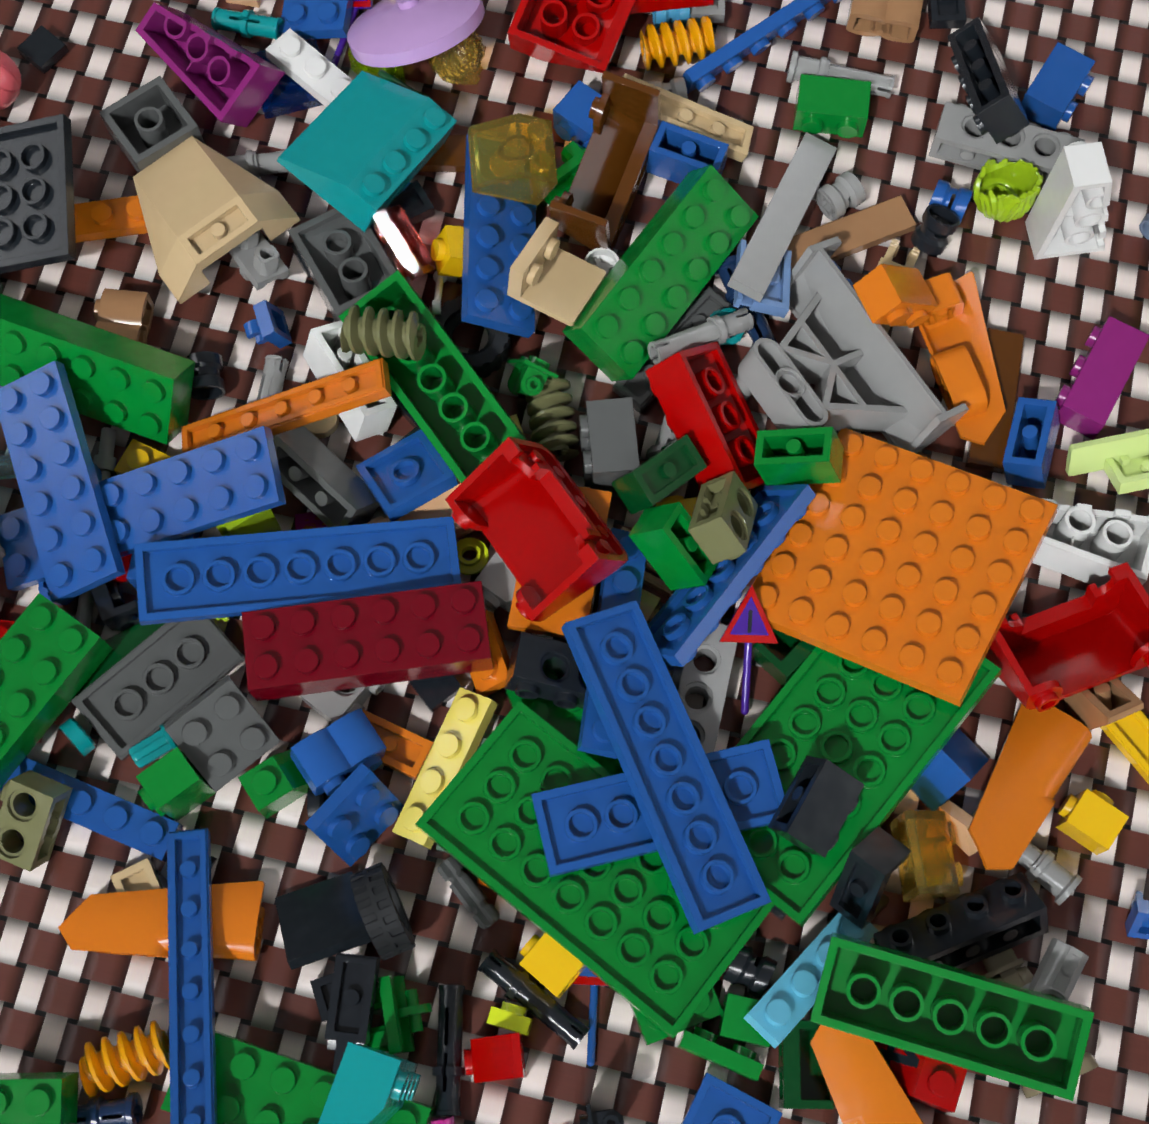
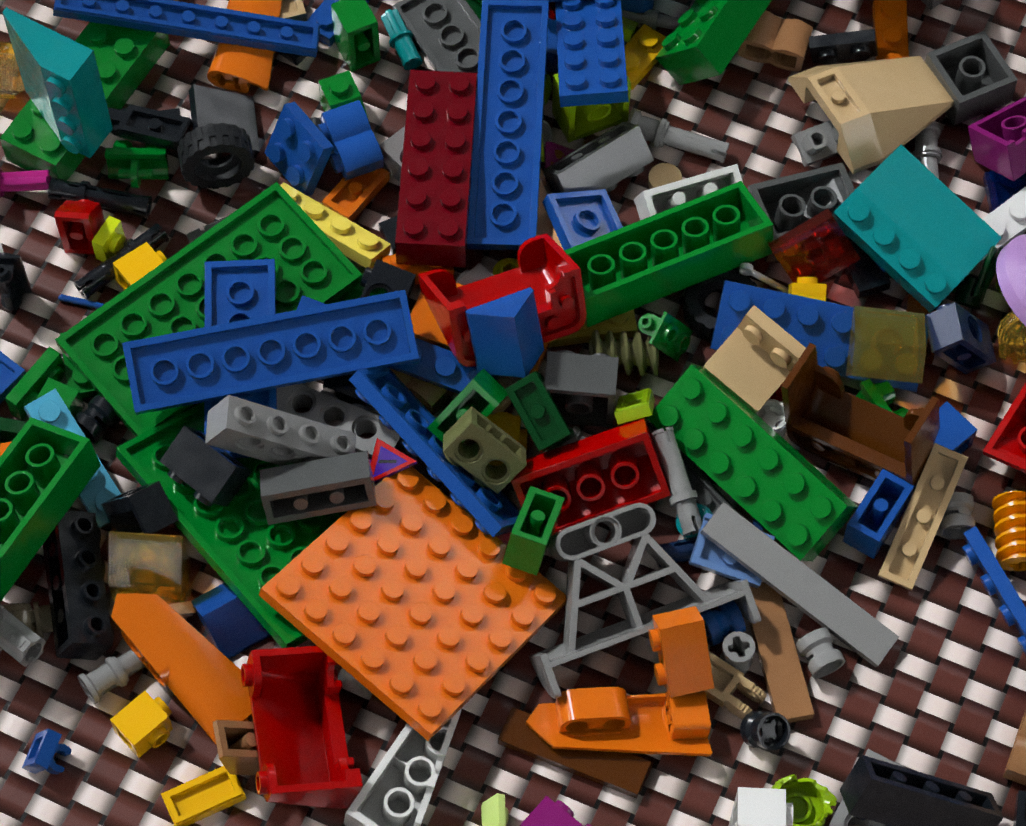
camera: 100 degrees right, 10 degrees down
(125, 241) = (843, 46): none -> black plate
(206, 378) = (722, 96): black wheel -> none
(221, 733) = (384, 65): dark grey brick -> none
(268, 326) = (759, 149): blue tile -> none
(295, 406) = (663, 140): orange tile -> none
(383, 335) = (706, 200): olive piece -> none
(479, 102) = (959, 338): none -> dark blue brick
(597, 507) = (506, 334): none -> blue slope
(629, 382) = (634, 406): none -> lime tile
(768, 730) = (273, 434): none -> light grey brick
(810, 678) = (317, 487): none -> dark grey brick
(832, 106) = (926, 667): green brick -> none
(860, 261) = (744, 645): none -> light grey bush
(880, 84) = (969, 670): light grey pin -> none
(943, 194) = (799, 755): blue wheel -> none
(1031, 442) = (514, 760): blue brick -> none

